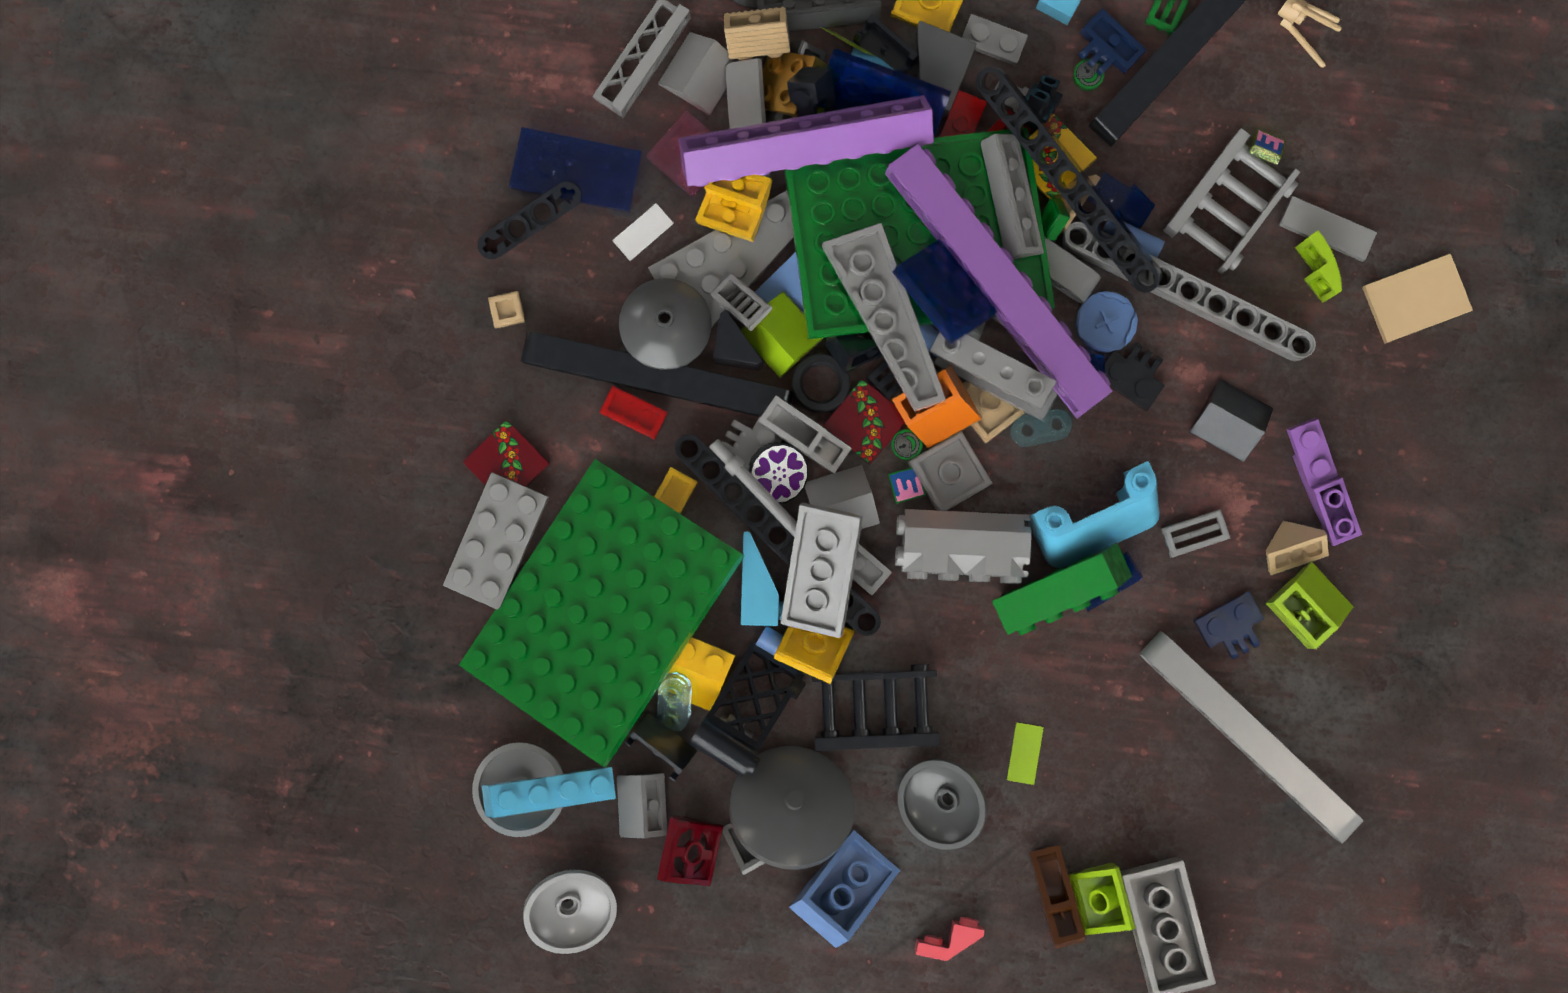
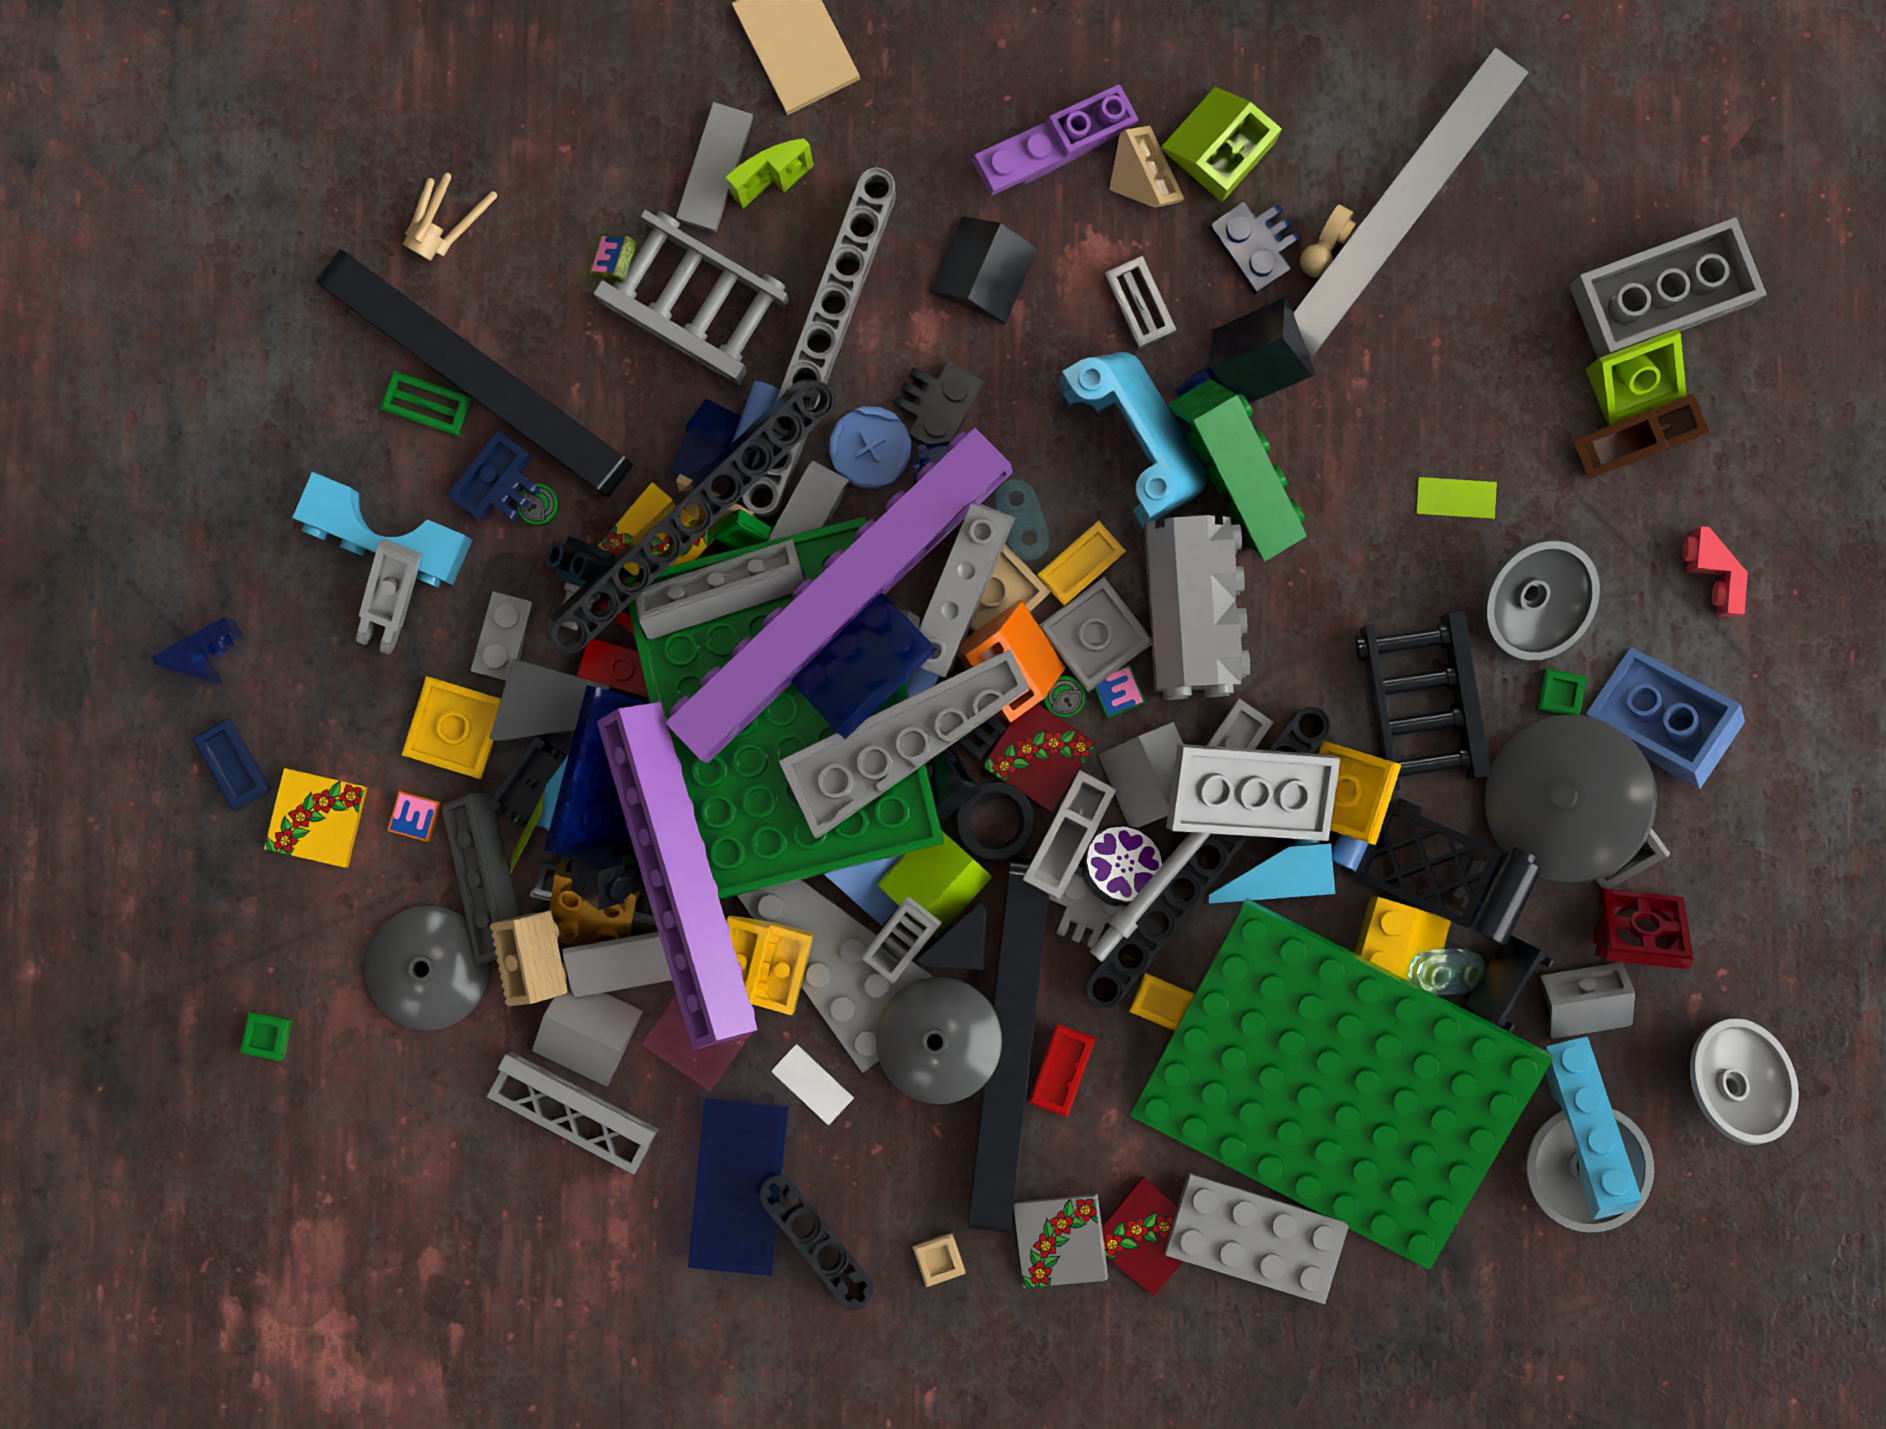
camera: 95 degrees left, 0 degrees up
(510, 398) = (1060, 1241): none -> light grey tile
(871, 813) = (1561, 692): none -> green tile
(1004, 468) = (1081, 563): none -> yellow tile
(1147, 616) = (1261, 352): none -> black slope
(1235, 684) = (1338, 229): none -> tan plate

